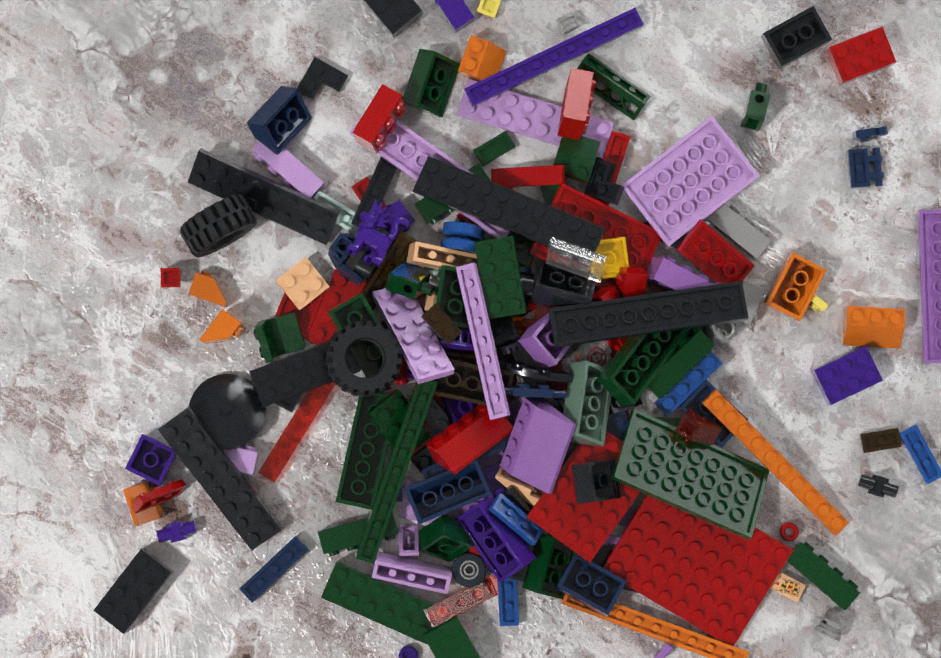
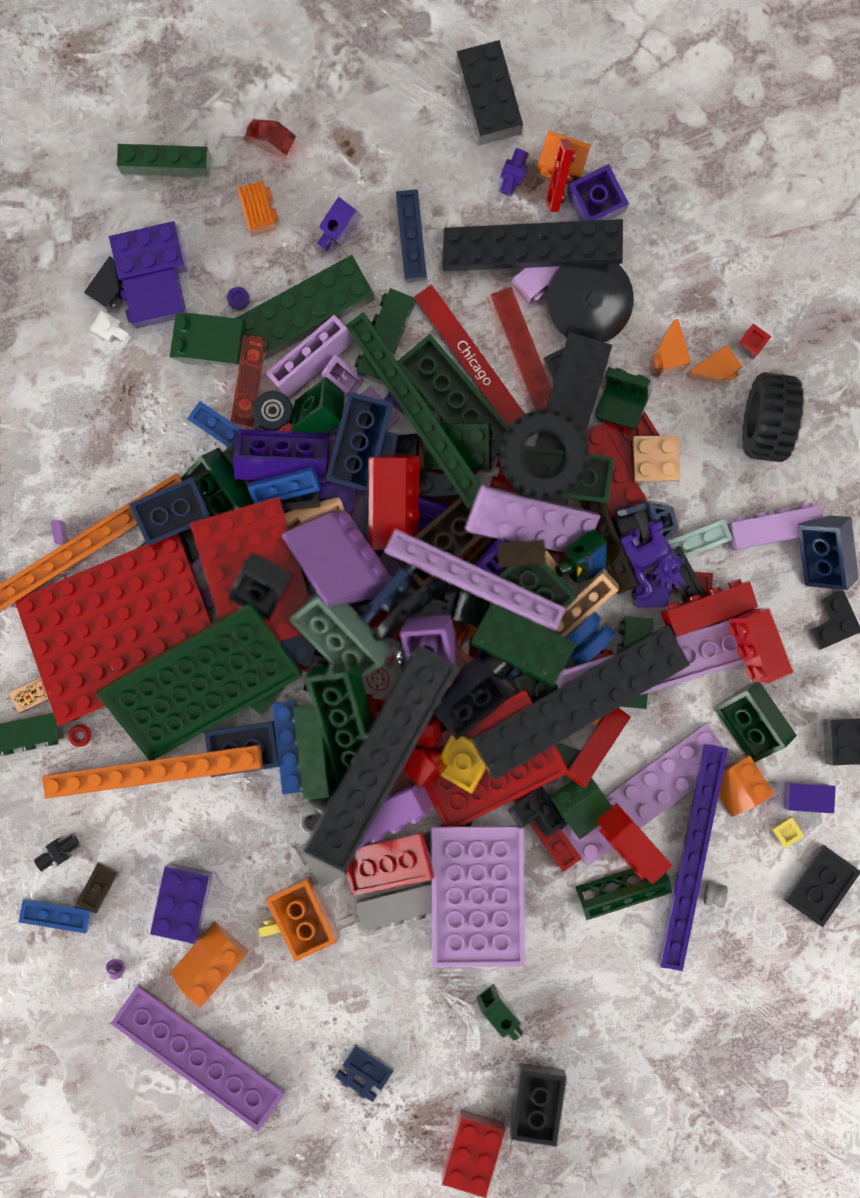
camera: 125 degrees right, 0 degrees up
(264, 196) = (765, 484): black plate -> none
(297, 624) = (340, 215): none -> dark purple torso
(328, 462) = (468, 354): none -> red tile
(379, 171) = (710, 608): none -> red brick
(494, 148) = (647, 734): dark green tile -> none
(576, 259) = (485, 728): clear tile -> none
(698, 428) = (237, 722): clear red slope -> none
(866, 134) = (394, 1099): dark blue plate -> none
(925, 386) = (115, 969): none -> medium lavender hinge

